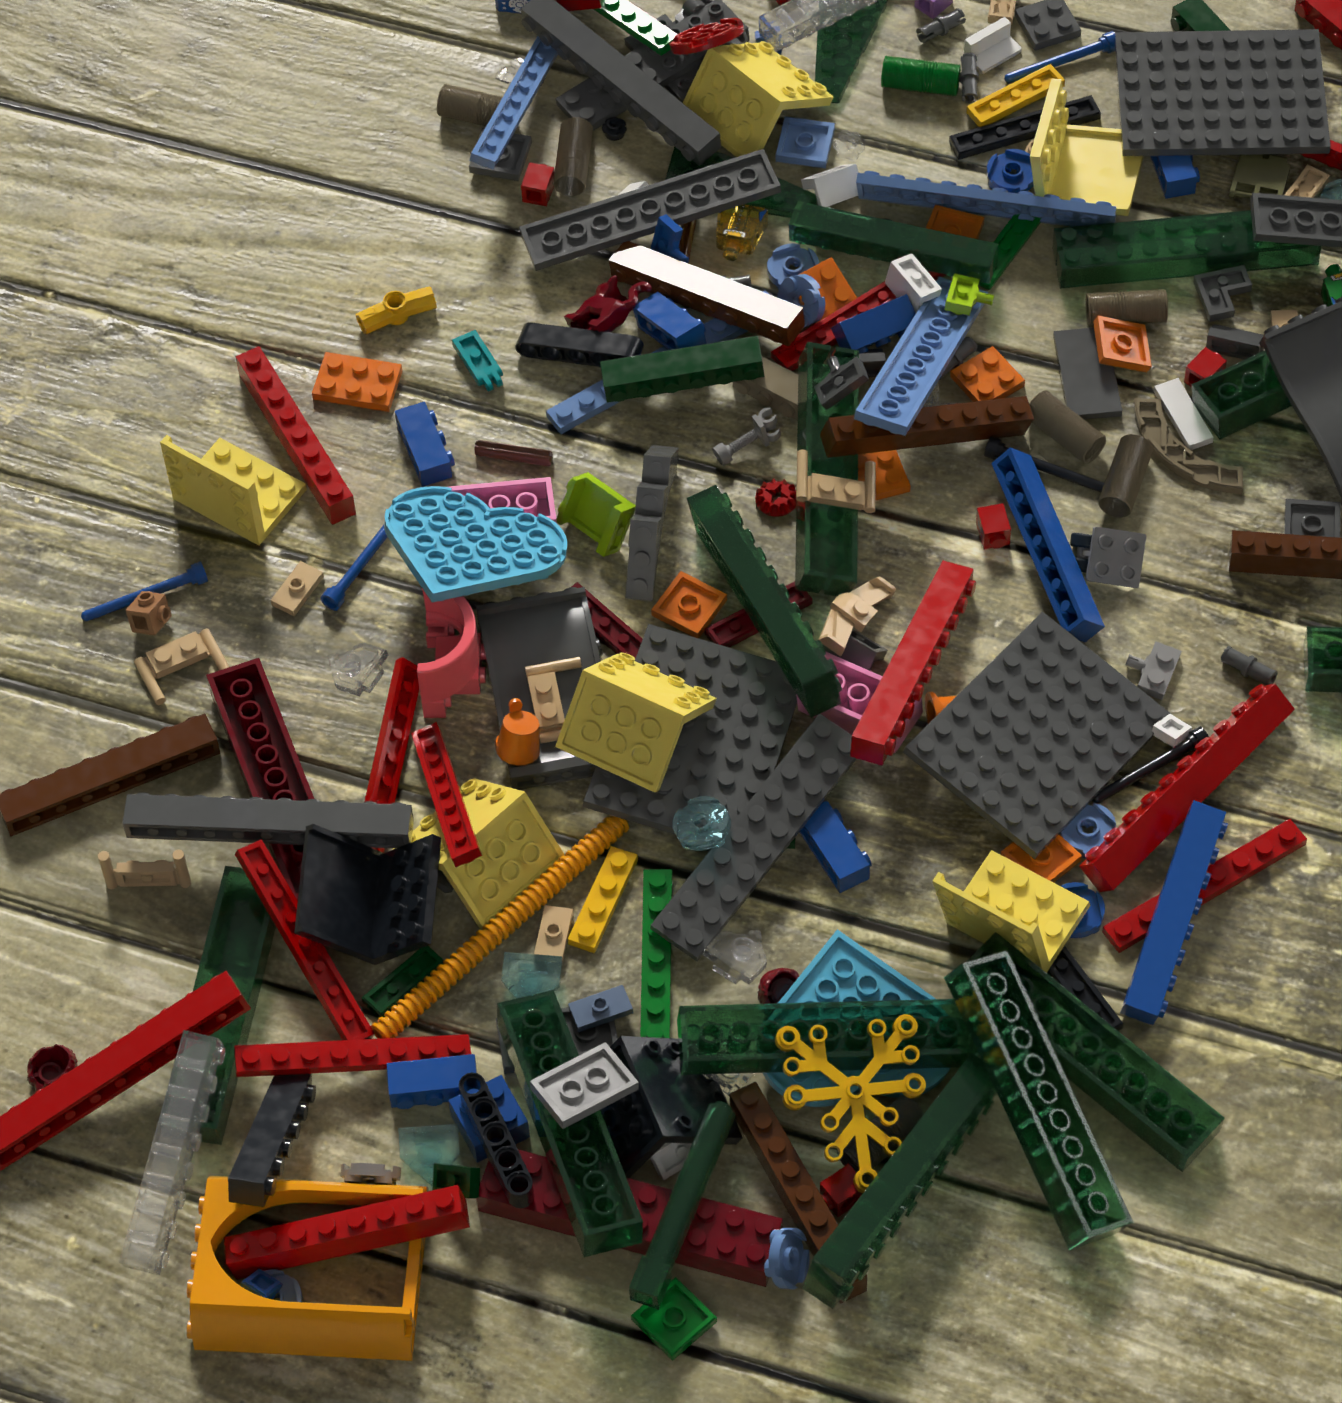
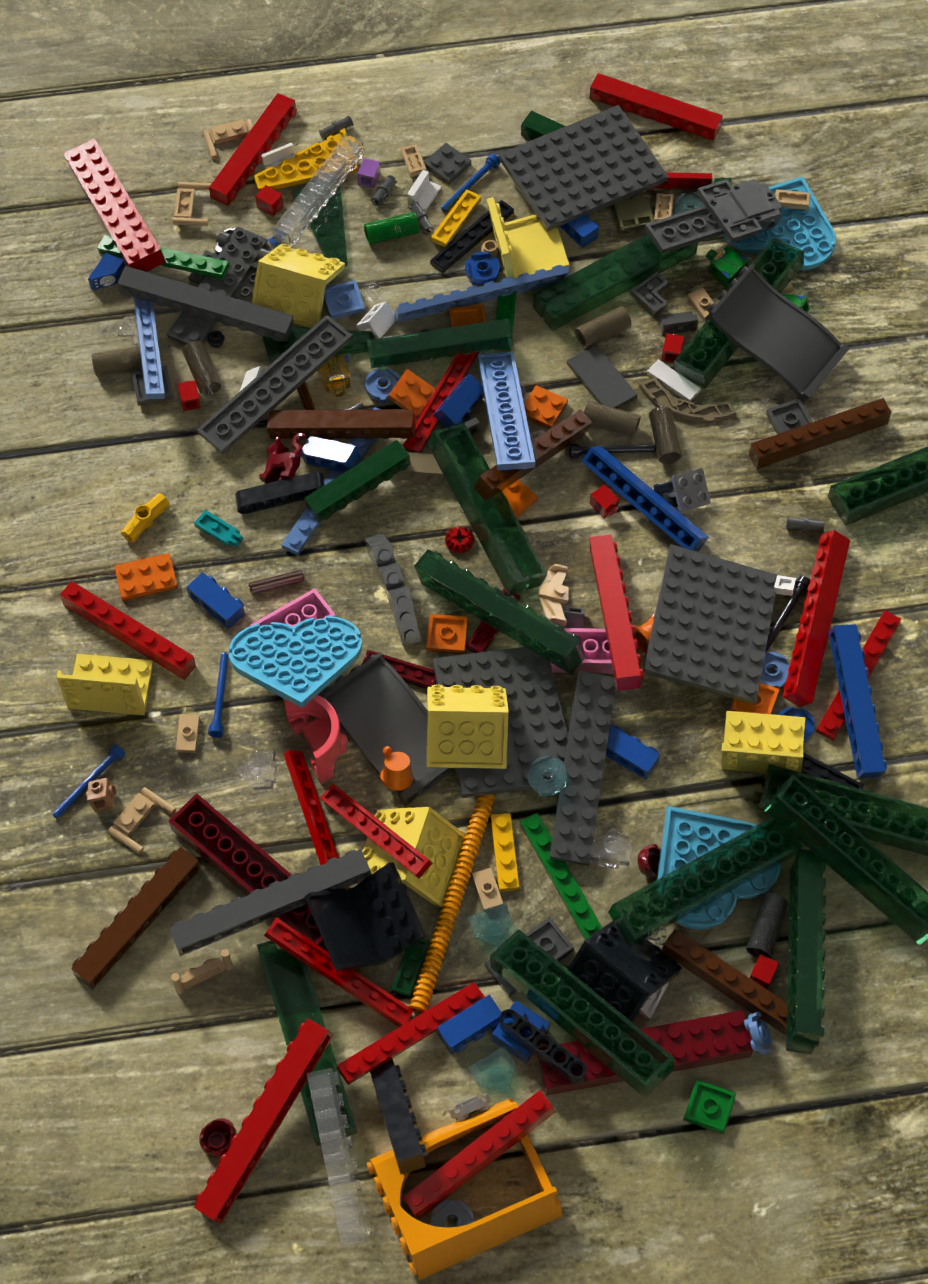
camera: 30 degrees left, 5 degrees up
(262, 1284) = (443, 1216): blue slope -> none
(464, 1176) = (527, 1084): dark green plate -> none
(546, 695) = (396, 735): tan plate -> none
(584, 1085) = (582, 985): light grey plate -> none
(596, 512) = (357, 598): lime panel -> none
(600, 1008) = (548, 925): sand blue plate -> none
(655, 1268) = (691, 1082): clear green brick -> none
(667, 238) = (298, 398): blue plate -> none
(706, 36) = (250, 255): red tile -> none
(762, 427) = (426, 498): light grey bar -> none
(808, 288) = (407, 395): medium blue plate -> none
(836, 490) = (502, 520): tan plate -> none
(840, 381) = (466, 447): dark grey plate -> none
(859, 1125) = (759, 928): yellow plant -> none
(911, 278) = (465, 362): white panel -> none
(964, 295) = (505, 360): lime plate -> none
(1122, 344) = (614, 351): orange plate -> none
(1156, 669) = (752, 550): light grey plate -> none

